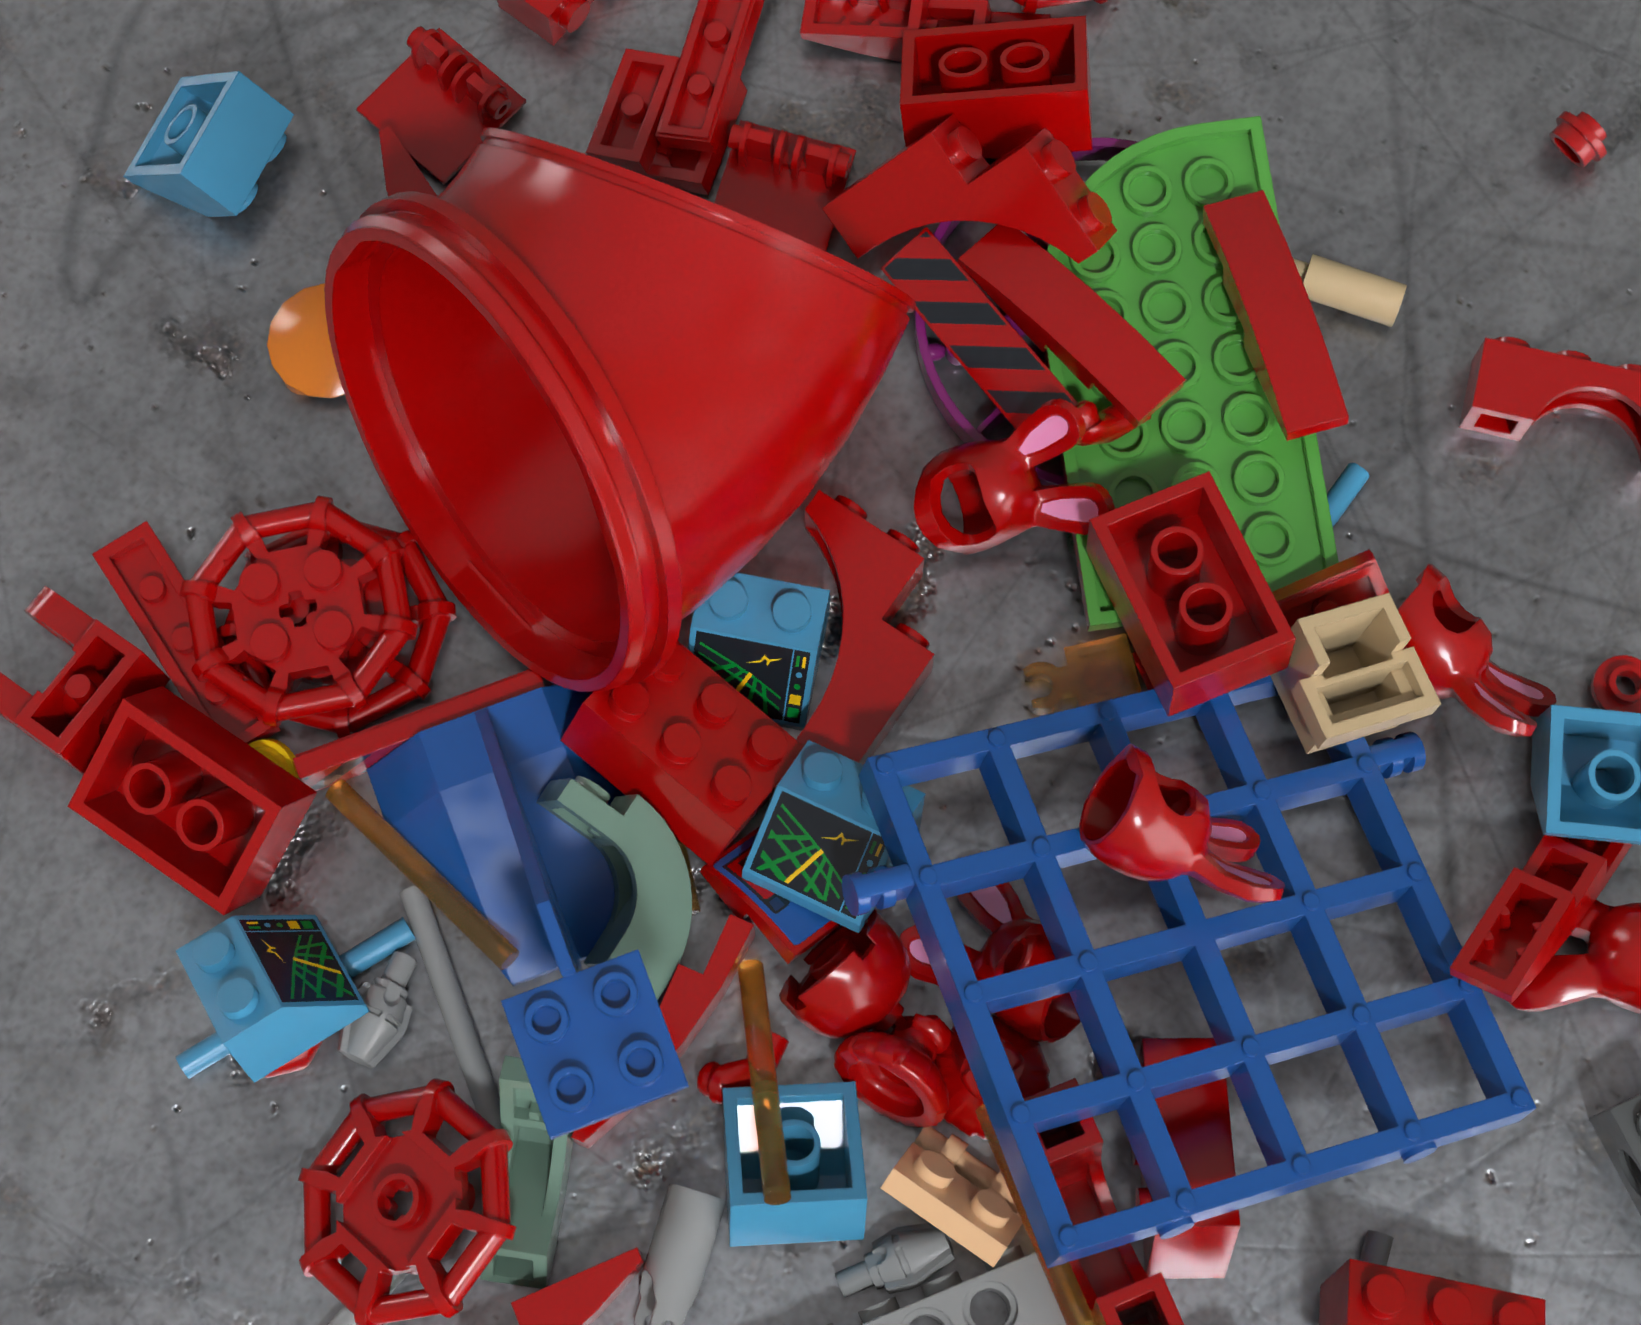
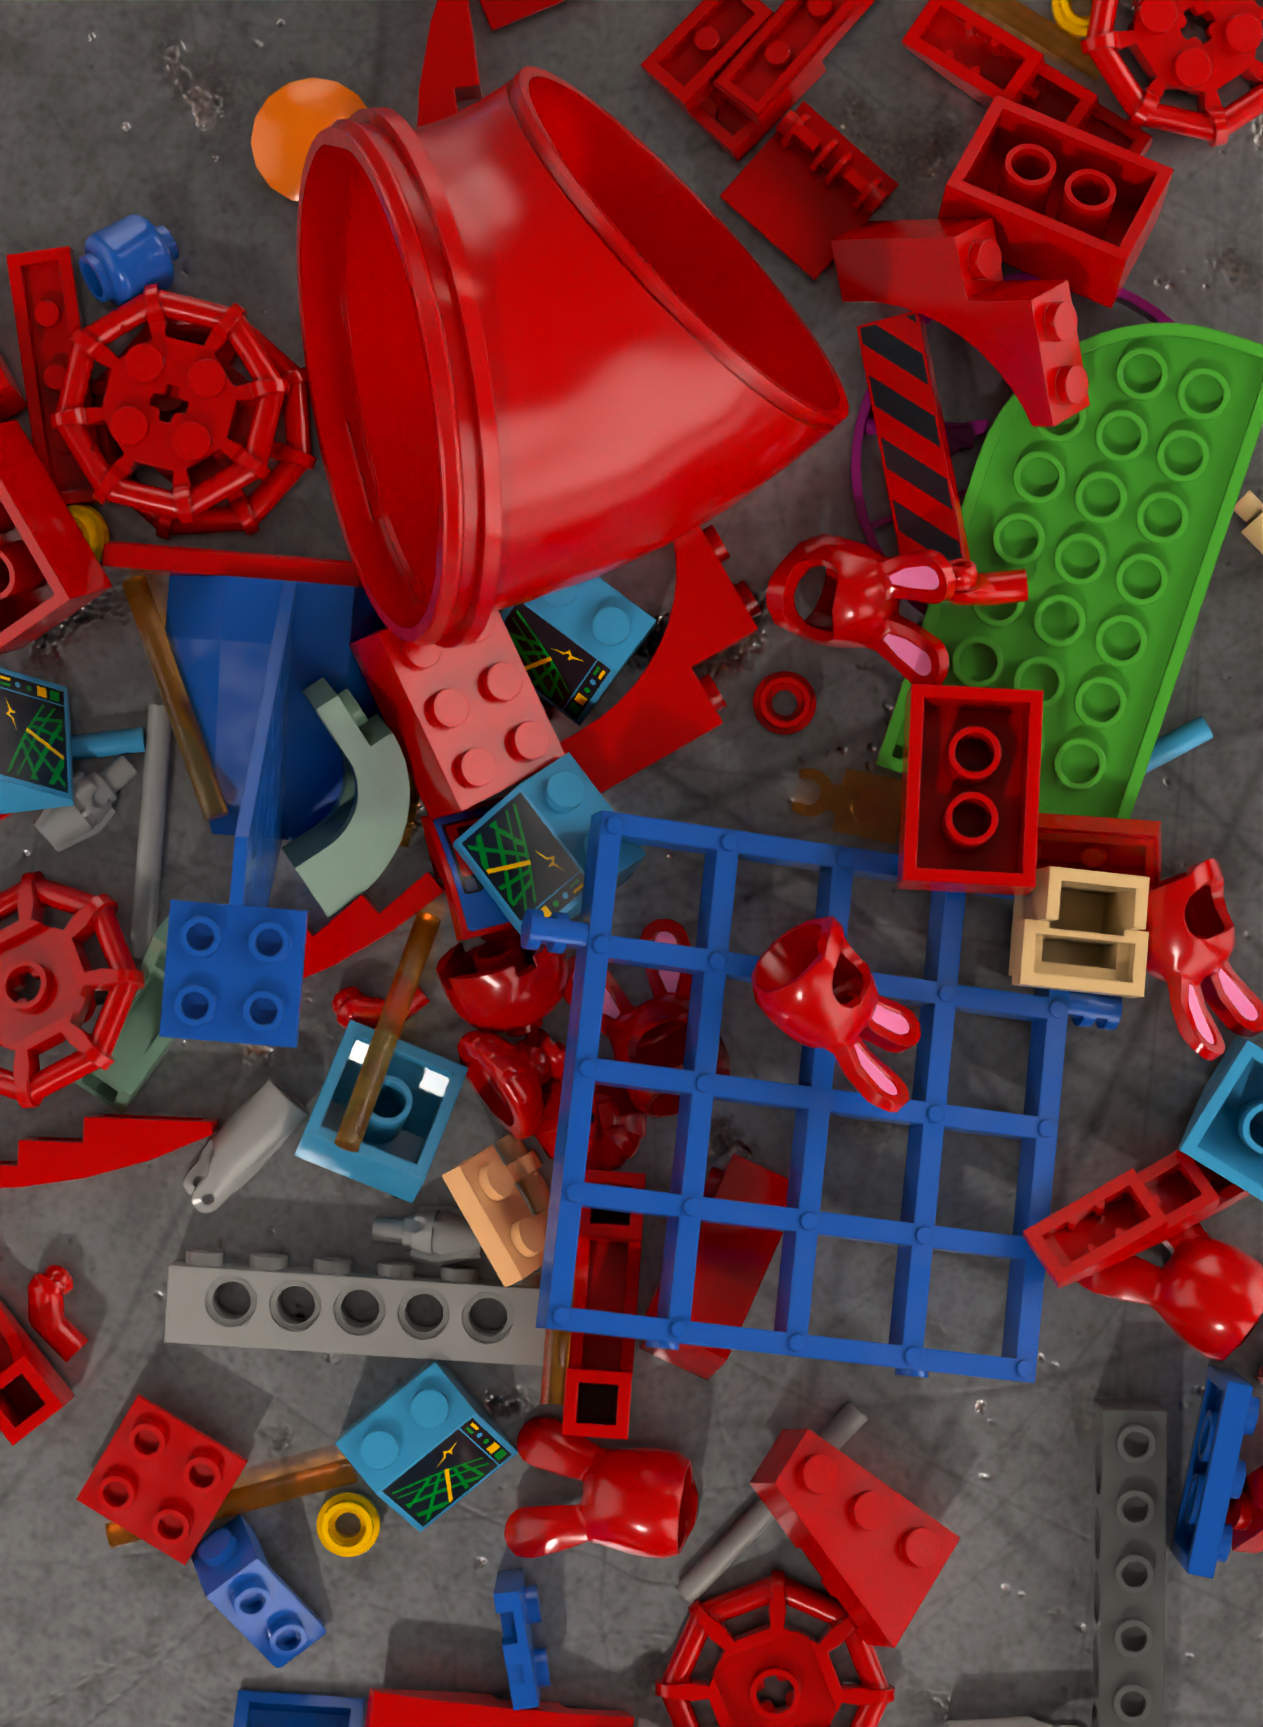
camera: 25 degrees right, 15 degrees up
(200, 507) = (127, 258): none -> blue head
(984, 604) = (799, 688): none -> red plate
(1072, 322) = (997, 478): red slope -> none
(1275, 316) = (1190, 560): red slope -> none

